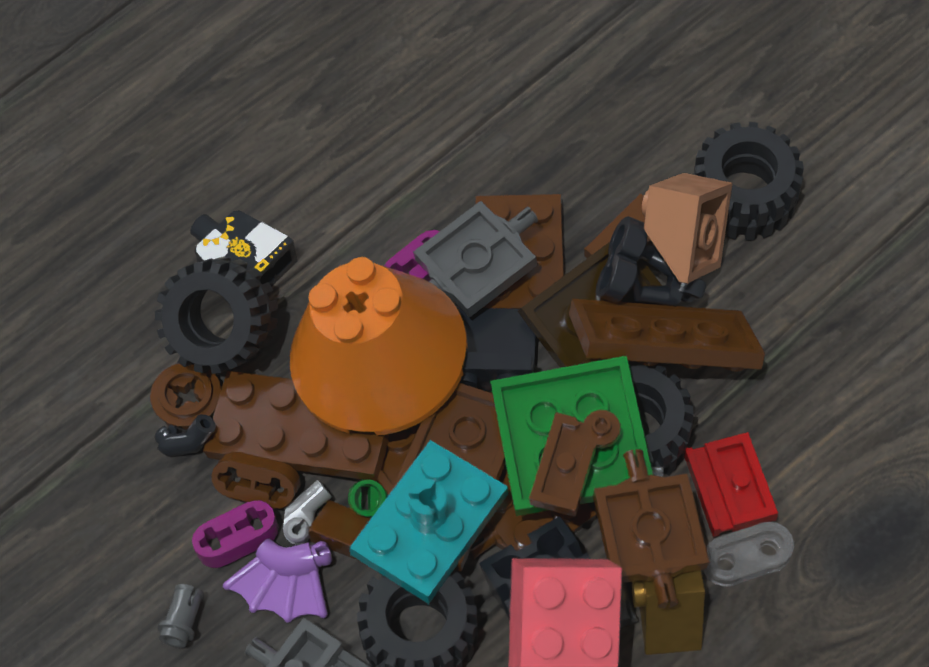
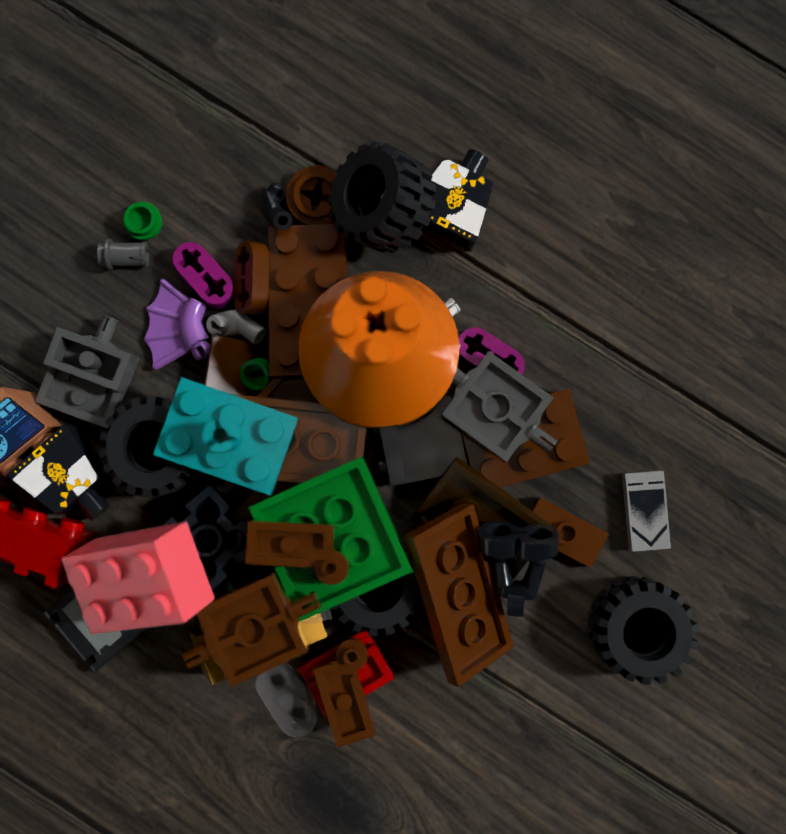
camera: 70 degrees right, 25 degrees up
(149, 587) = (142, 221): none -> green plate
(625, 156) = (646, 510): none -> light grey tile
(688, 223) = (572, 591): nougat slope -> none
(751, 477) = (344, 694): none -> reddish brown hinge

